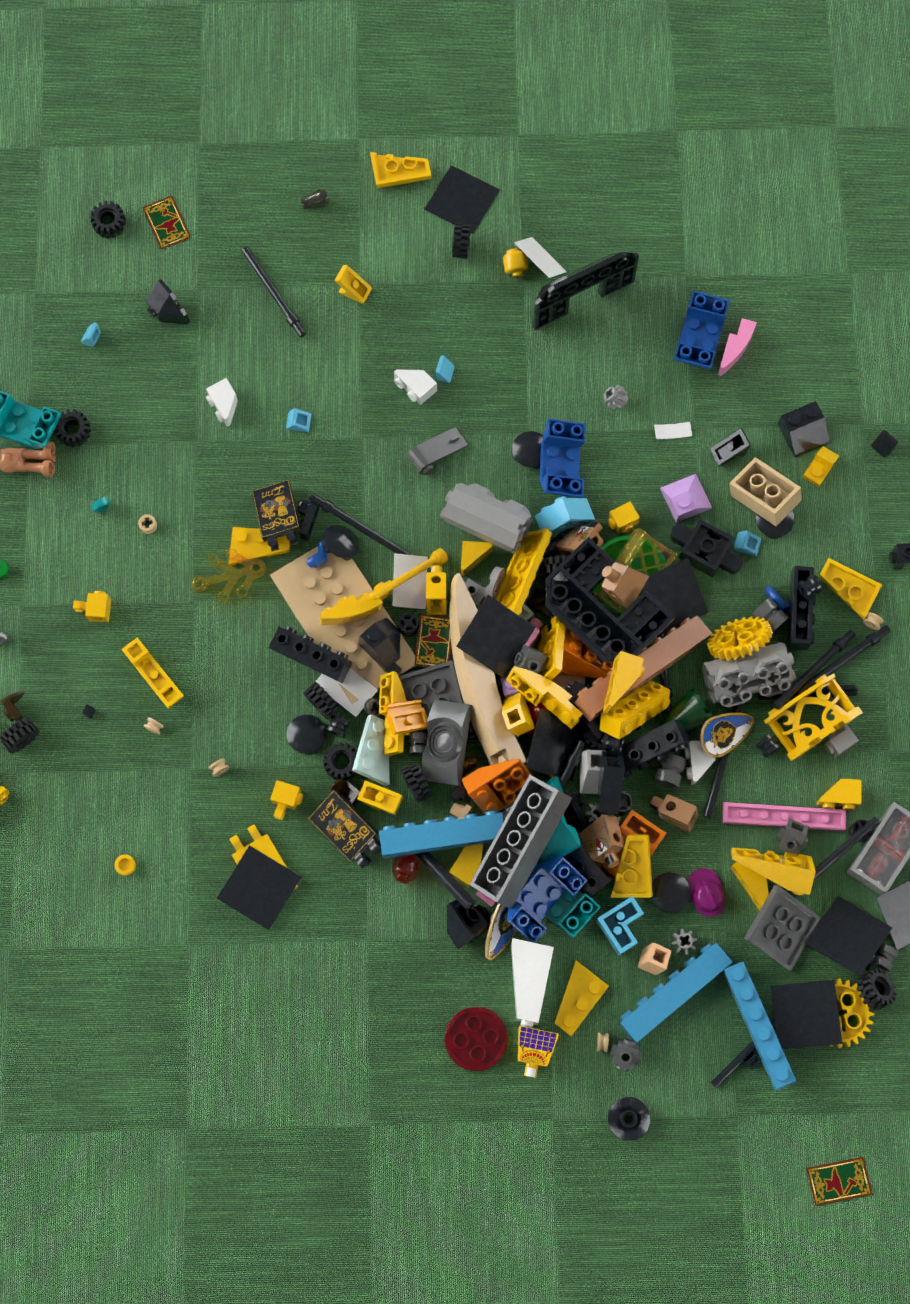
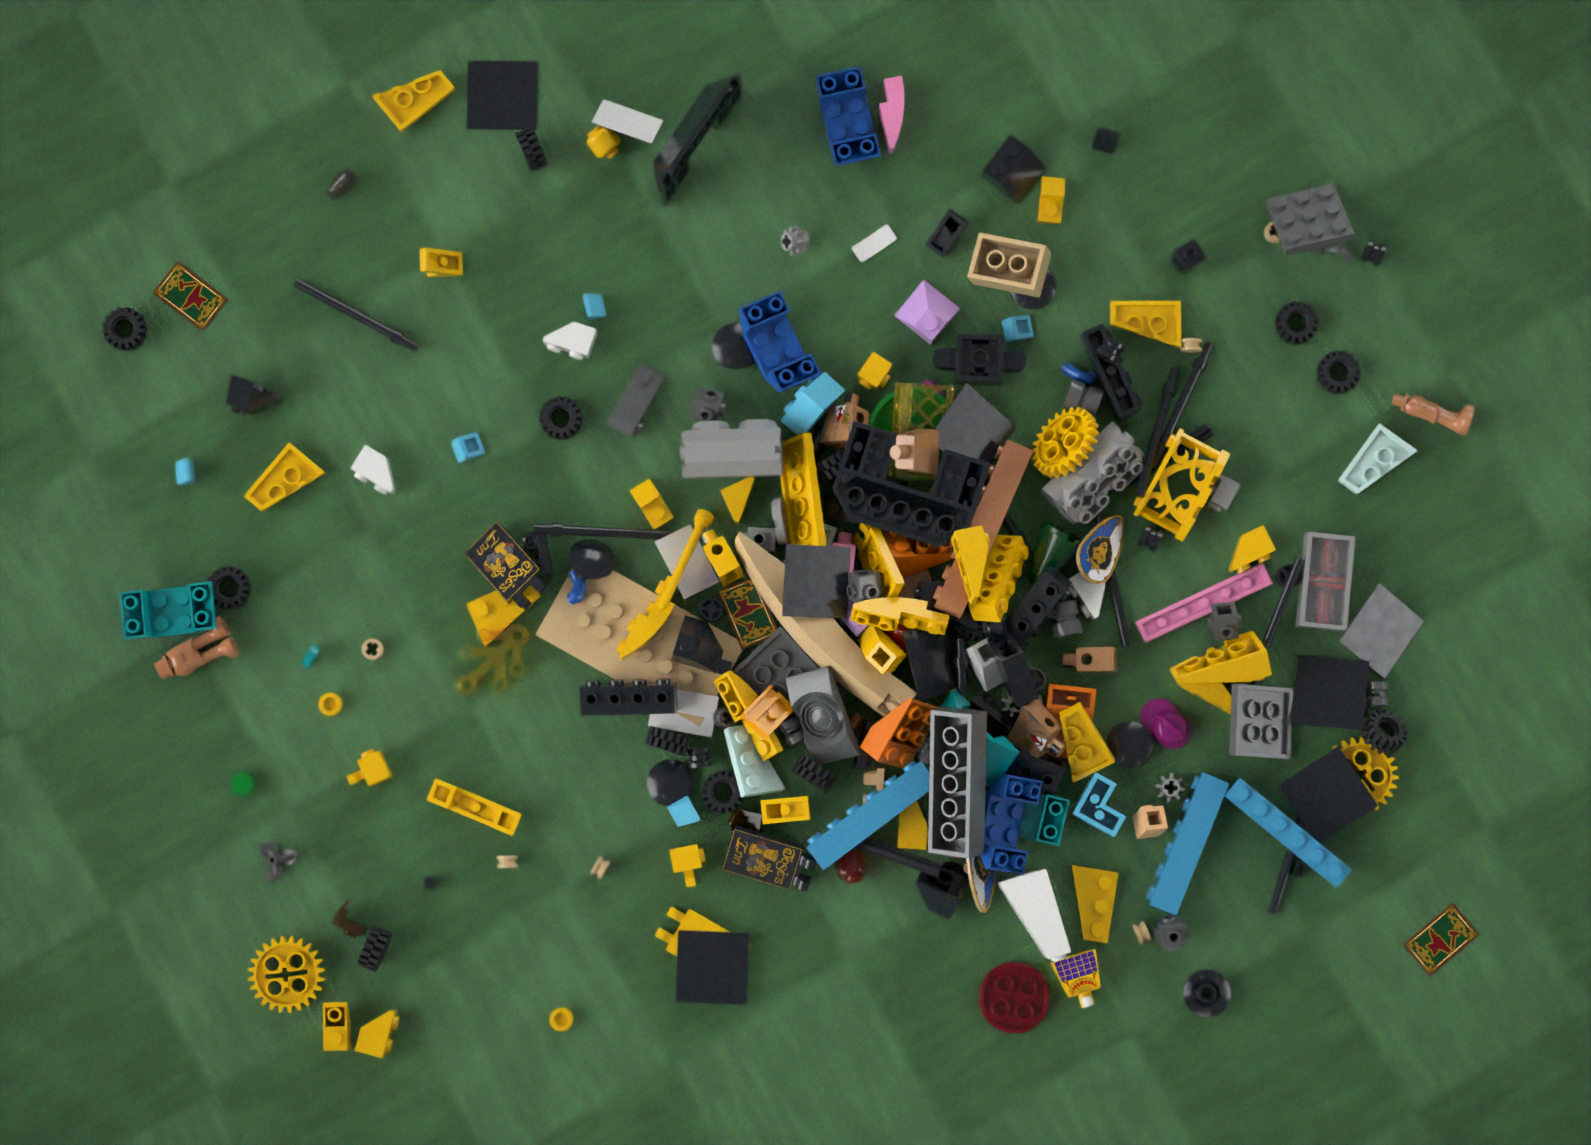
camera: 30 degrees left, 10 degrees up
(94, 547) = (330, 704): none -> yellow tile
(155, 373) = (283, 477): none -> yellow wing
(304, 760) = (683, 812): none -> medium azure slope
(372, 423) = (546, 418): none -> black tyre
(407, 528) = (651, 504): none -> yellow slope
(487, 476) = (707, 405): none -> dark grey brick

